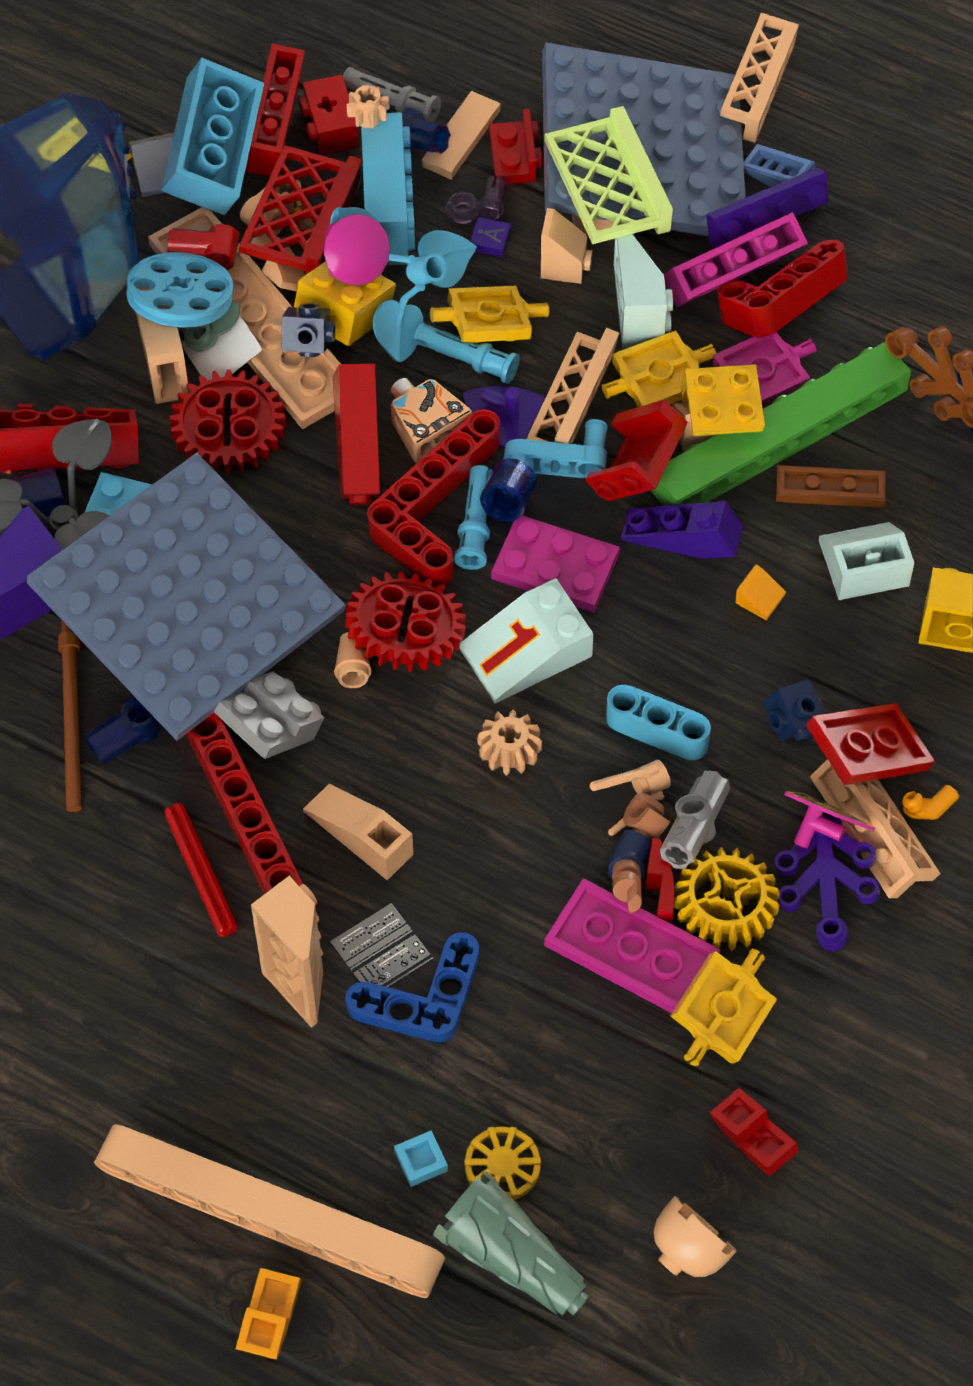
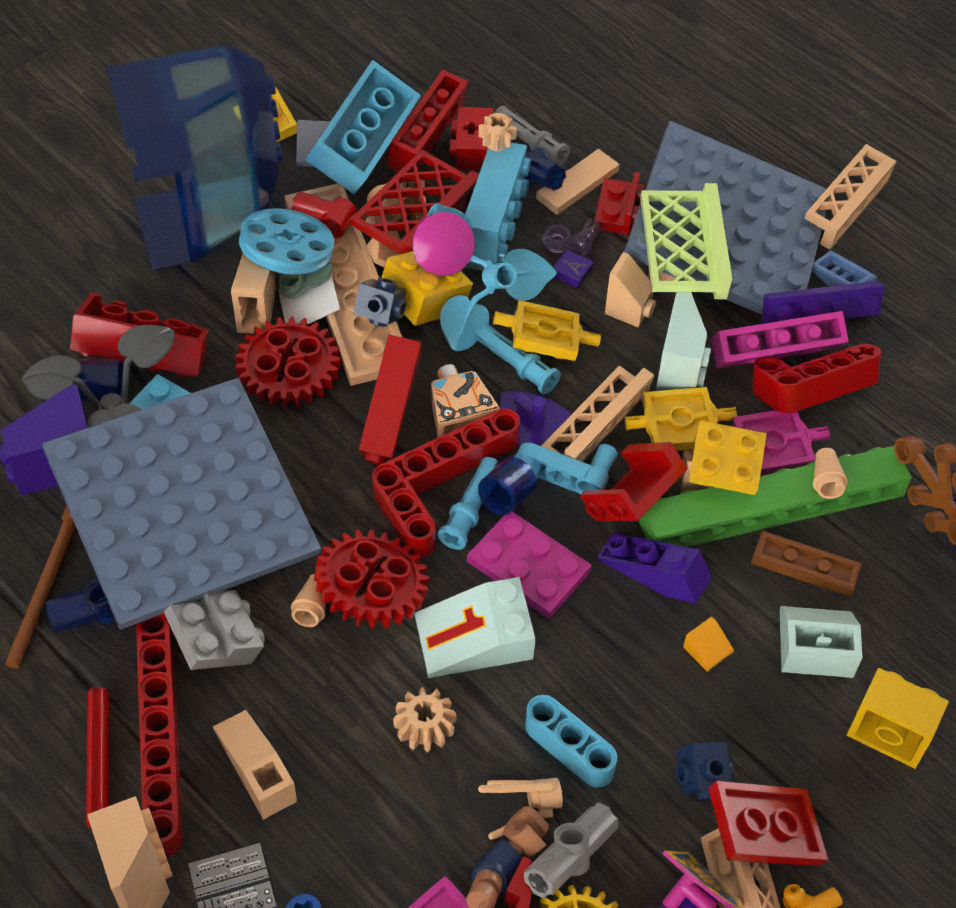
camera: 15 degrees right, 5 degrees down
(829, 390) = (829, 474): none -> light nougat cone

